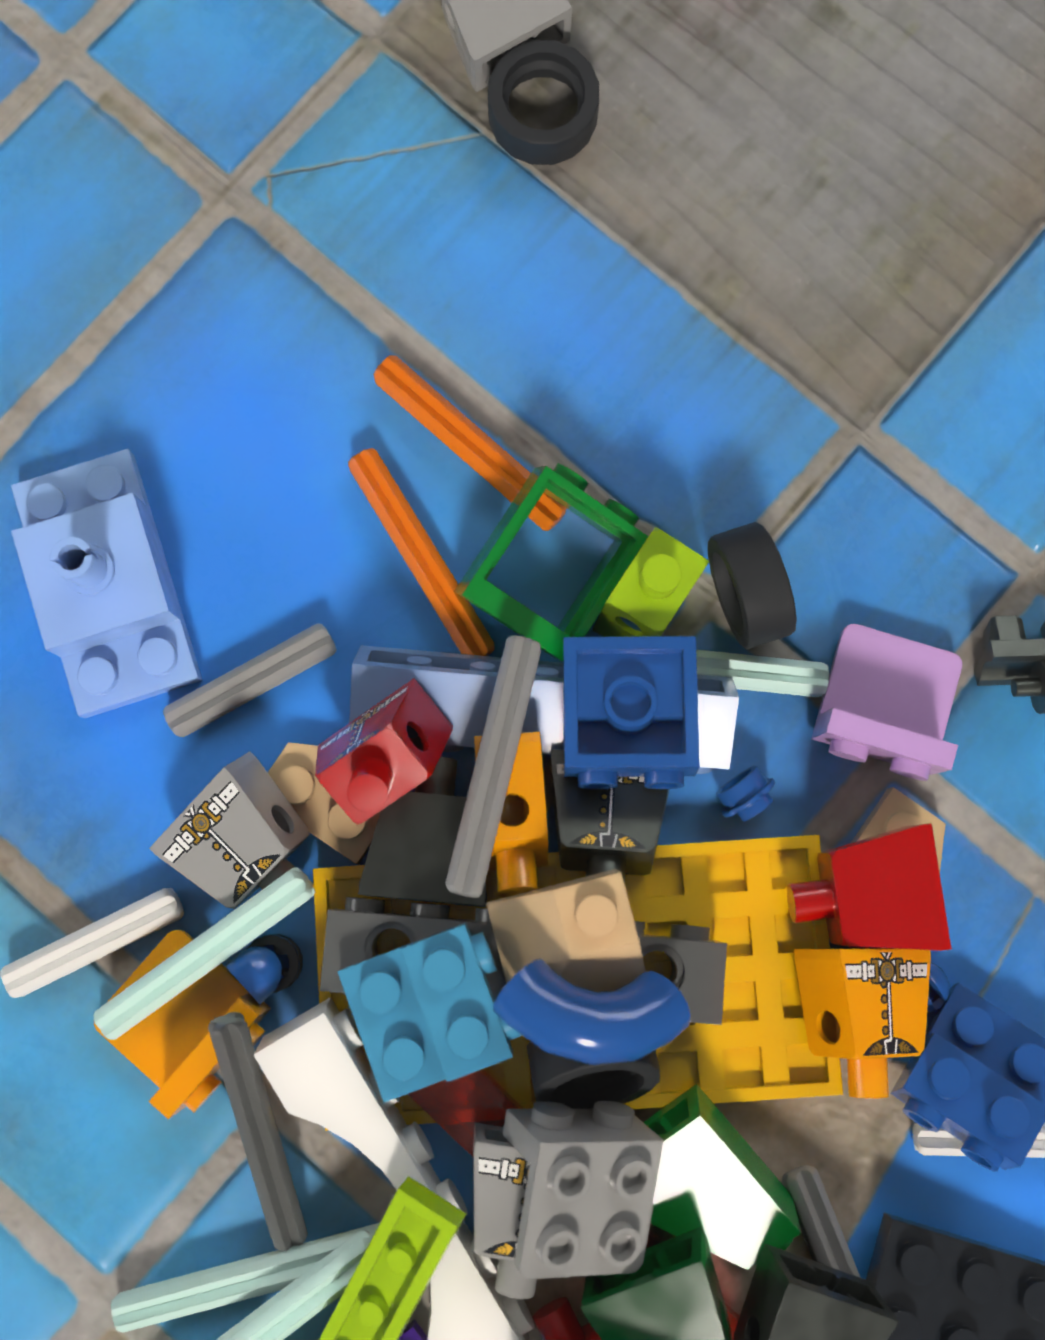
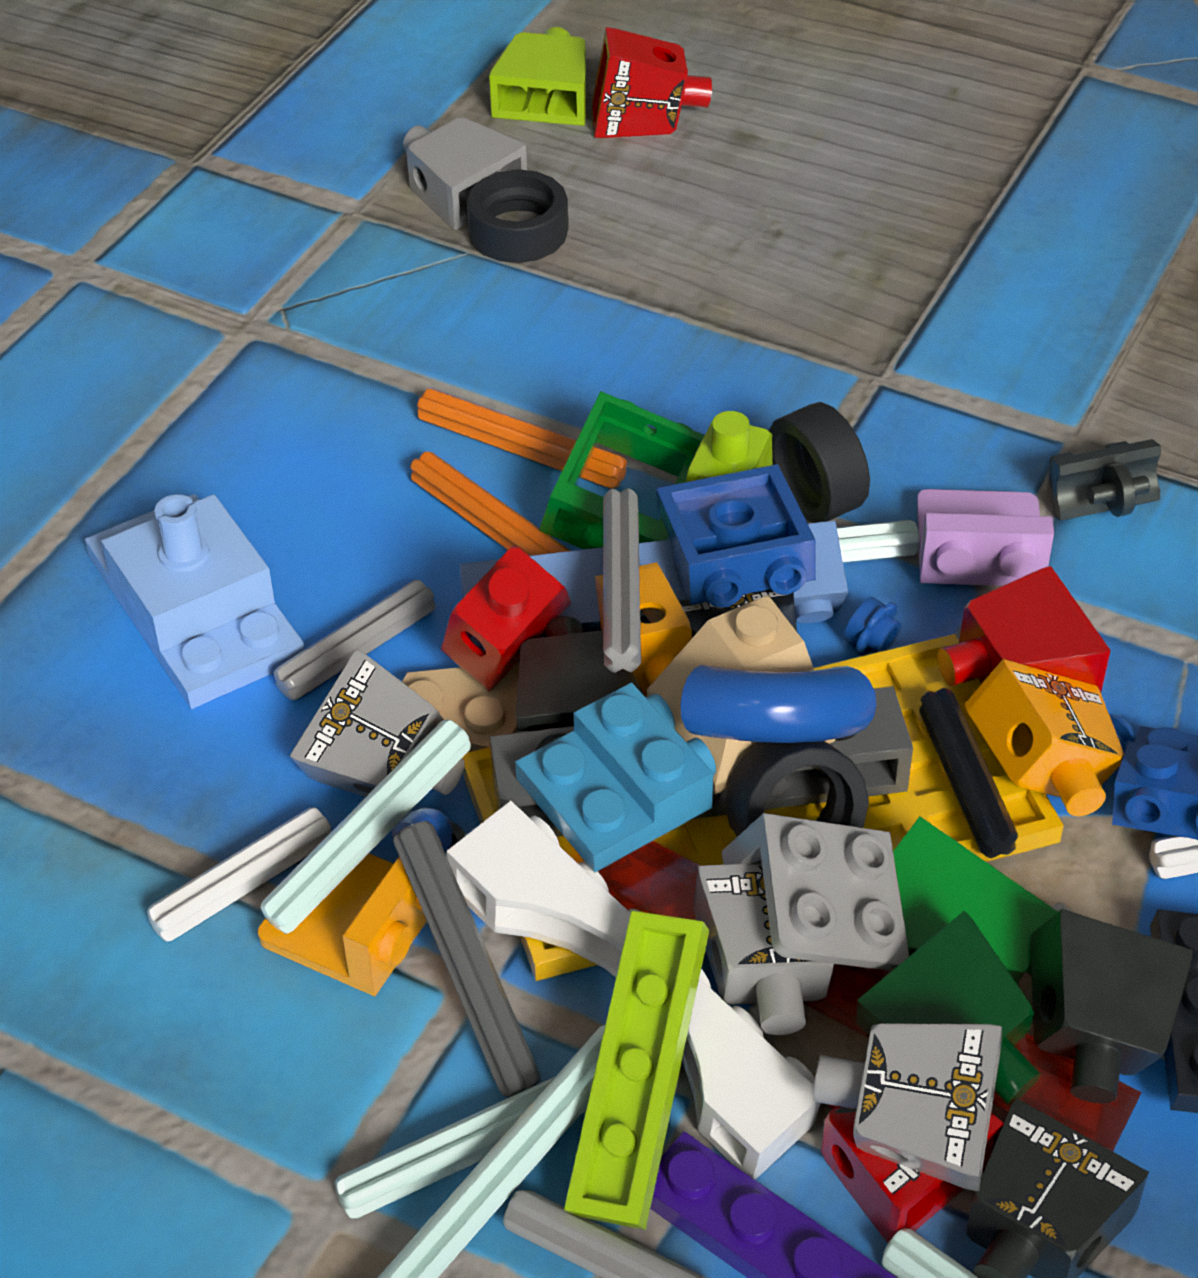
camera: 10 degrees left, 35 degrees down
(772, 1024) = (968, 773): none -> black axle

